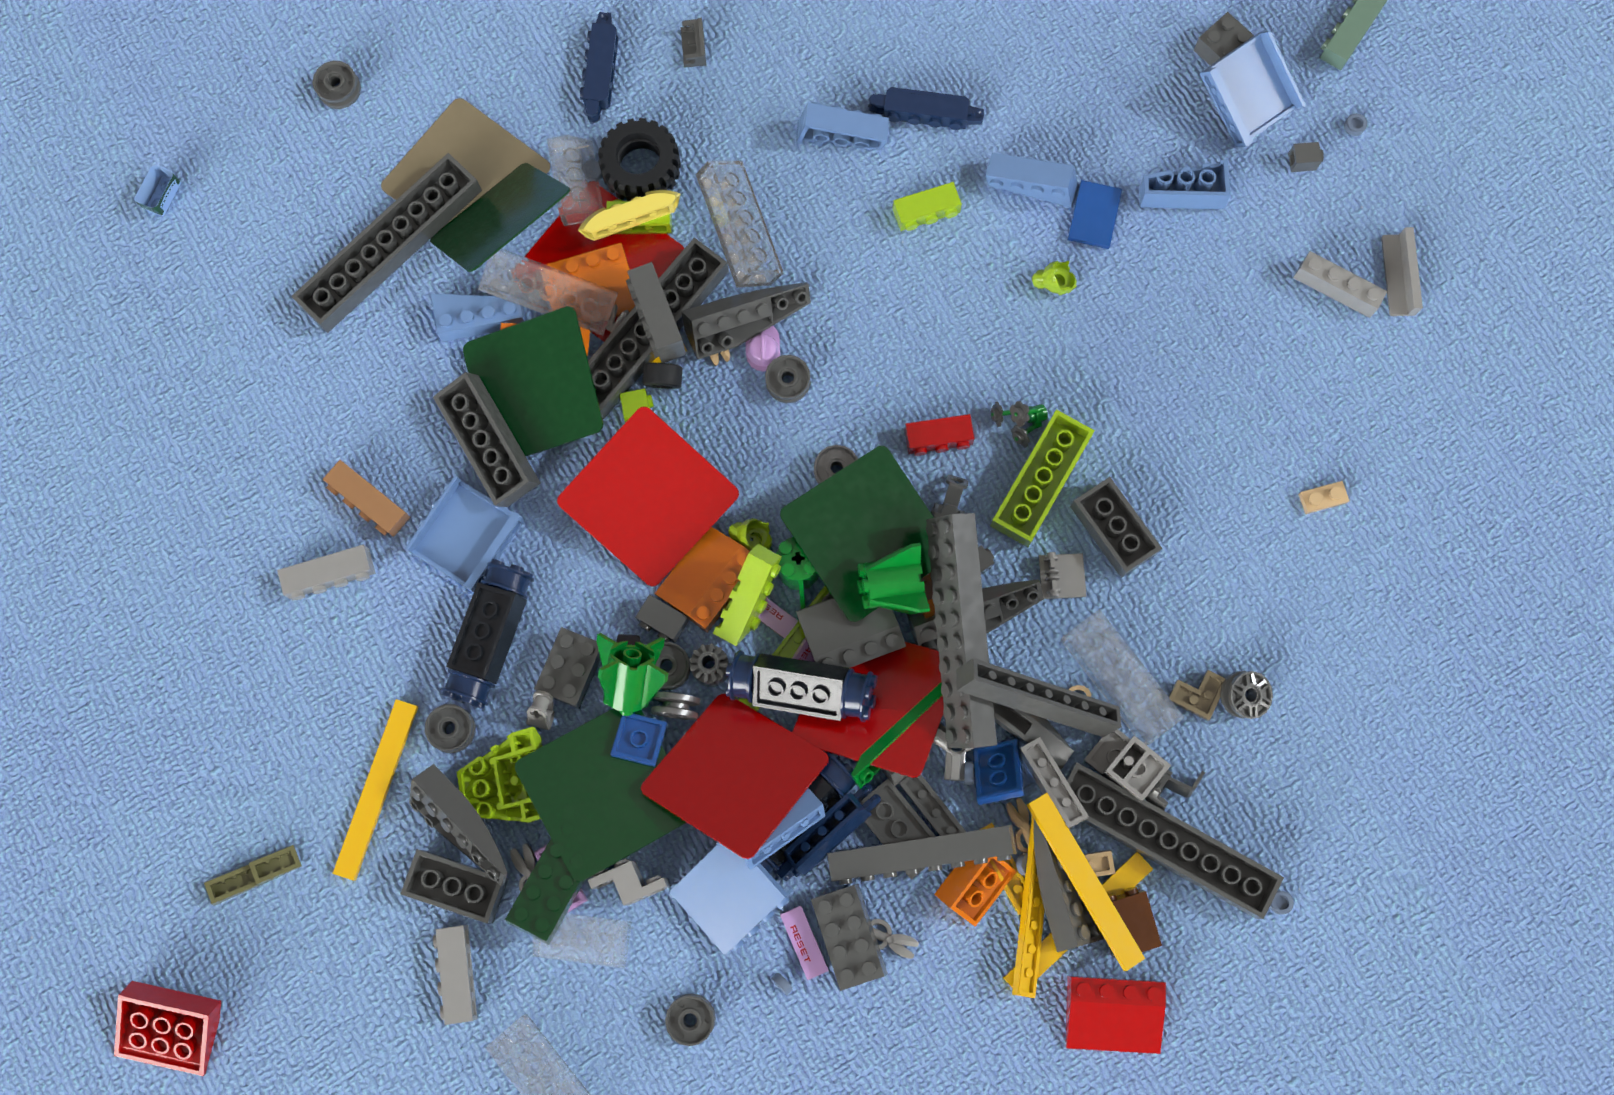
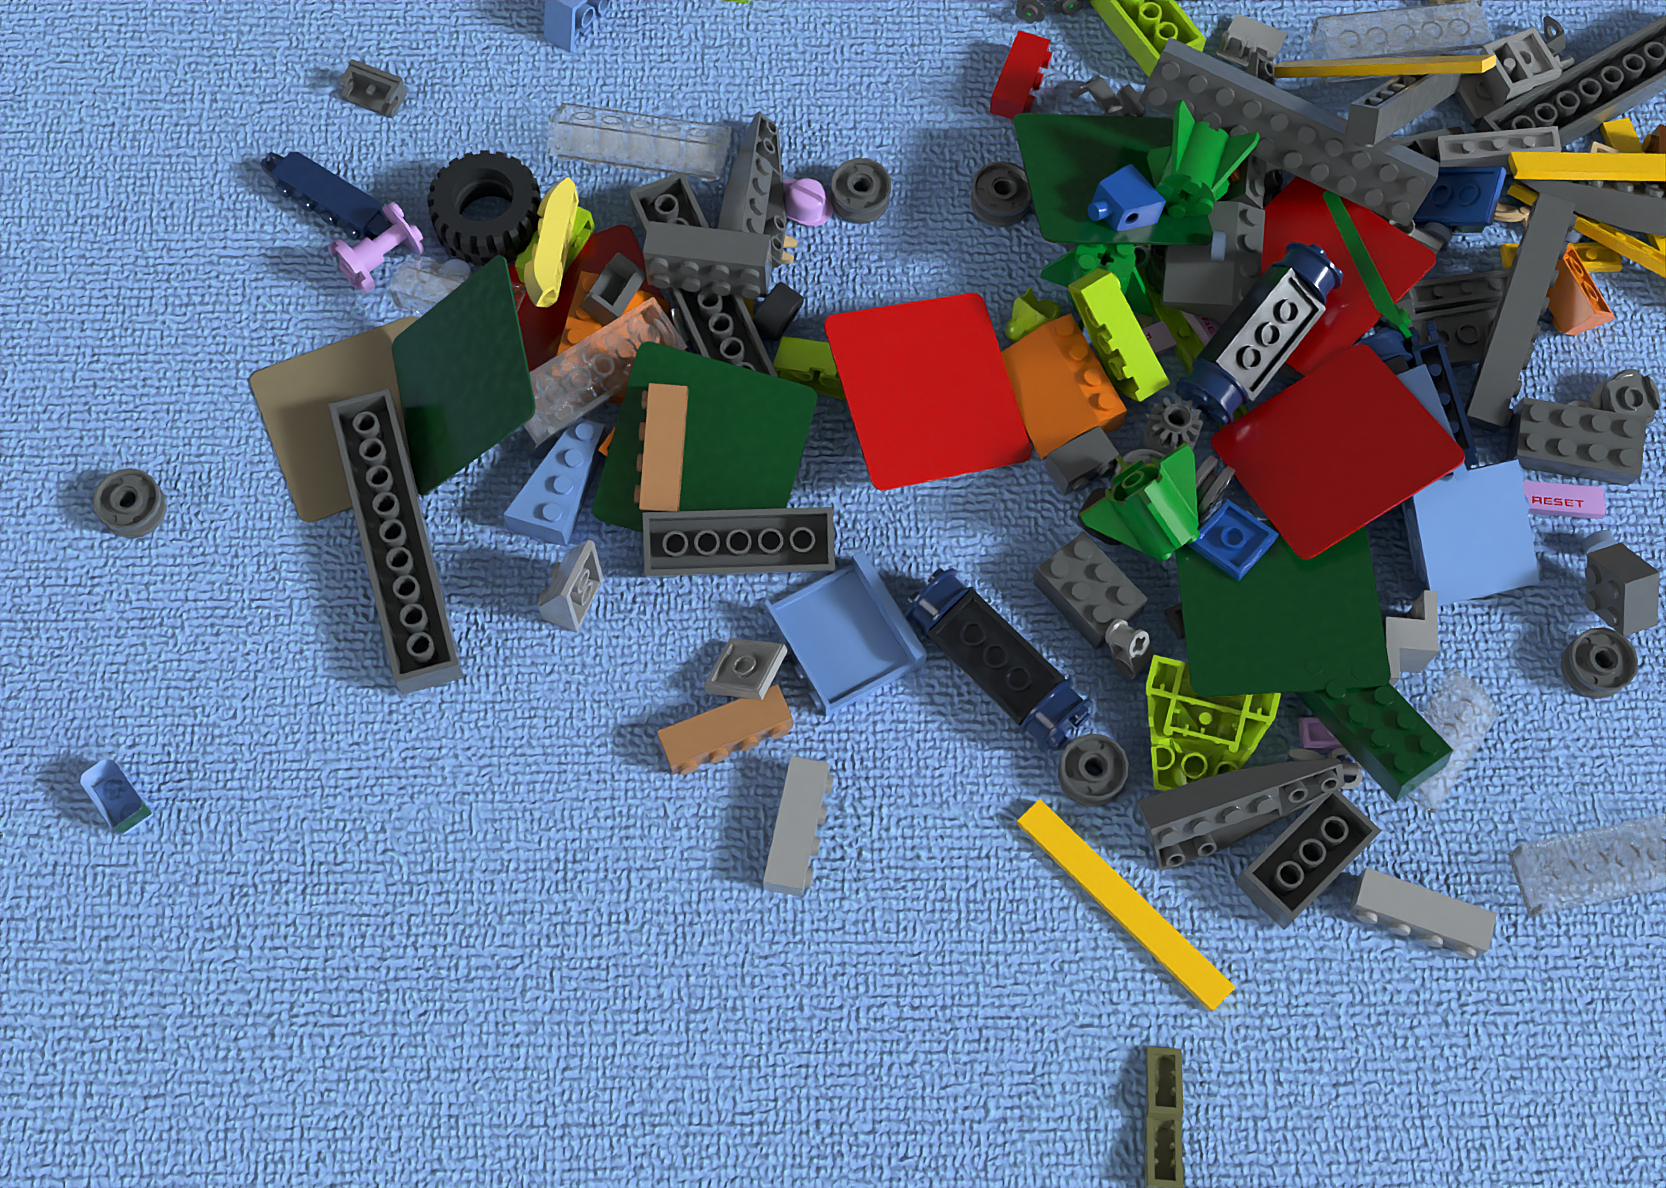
camera: 65 degrees left, 10 degrees down
(405, 361) = (572, 587): none -> light grey slope
(407, 488) = (745, 668): none -> light grey tile
(515, 359) = (663, 448): none -> medium nougat brick
(559, 110) = (368, 254): none -> lavender piece
(610, 268) = (613, 289): none -> dark grey panel
(740, 1009) = (1622, 589): none -> dark grey brick
(790, 606) = (1144, 320): none -> dark tan sticker
(841, 548) = (1126, 200): none -> blue torso
(848, 627) = (1218, 246): none -> sand blue tile
(908, 962) = (1631, 394): none -> dark grey tile
(1060, 672) = (1385, 66): none -> yellow tile

